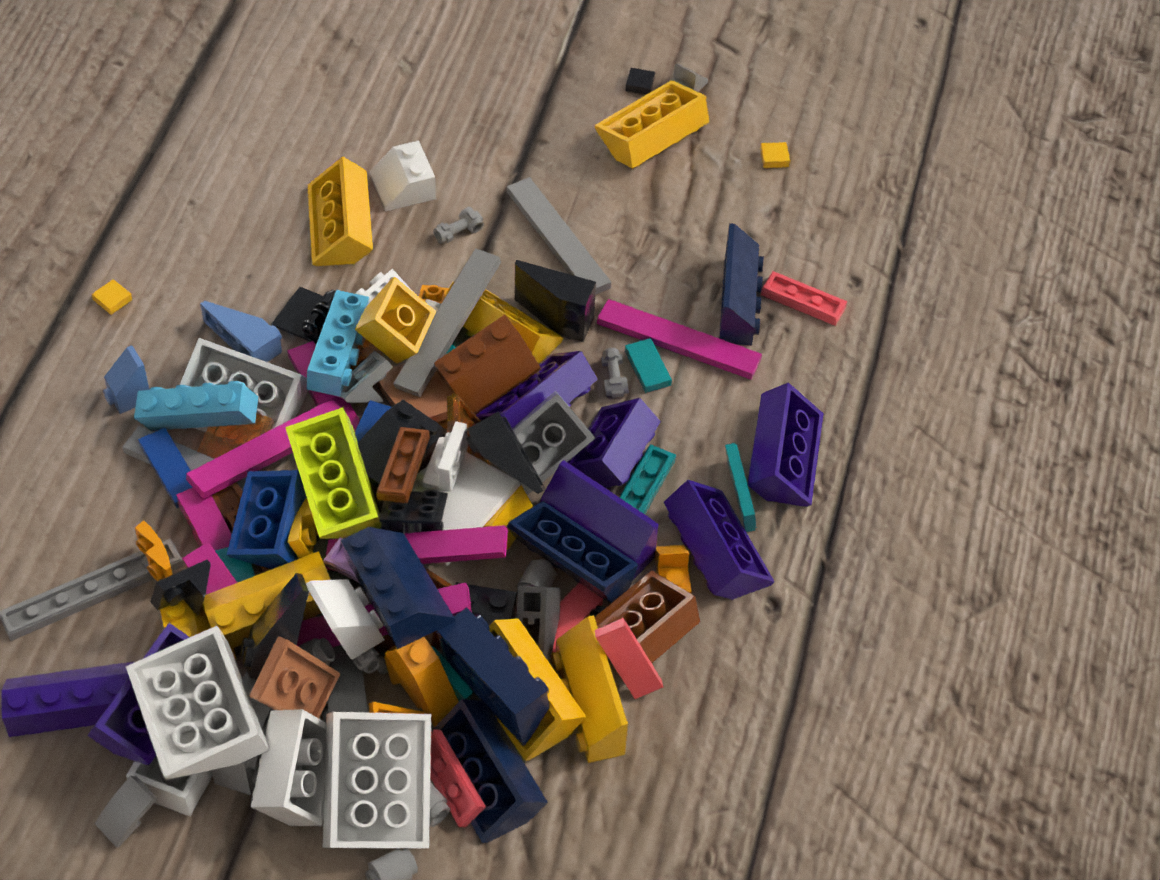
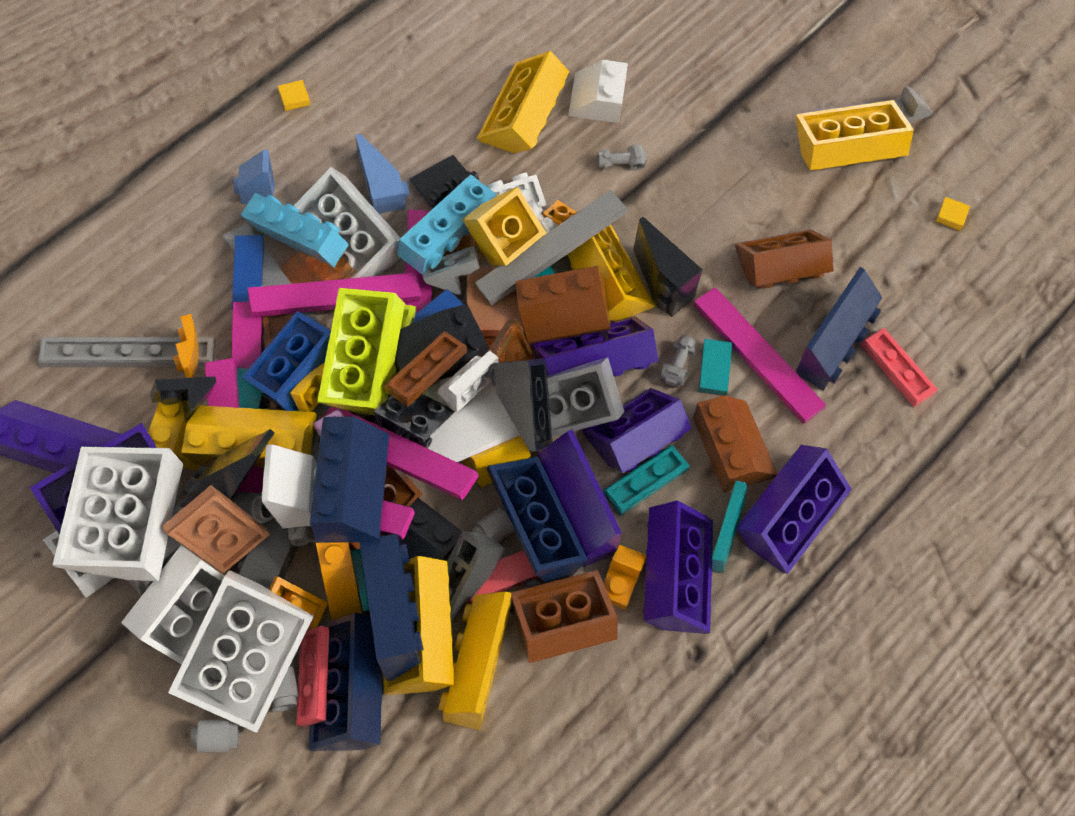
camera: 25 degrees right, 10 degrees up
(124, 810) = (31, 568): light grey slope -> none
(556, 233) = (706, 208): light grey tile -> none
(628, 658) = (522, 648): coral tile -> none
(640, 81) = (867, 88): black tile -> none
(655, 249) = (785, 258): none -> dark orange slope
(700, 419) = (733, 442): none -> dark orange slope

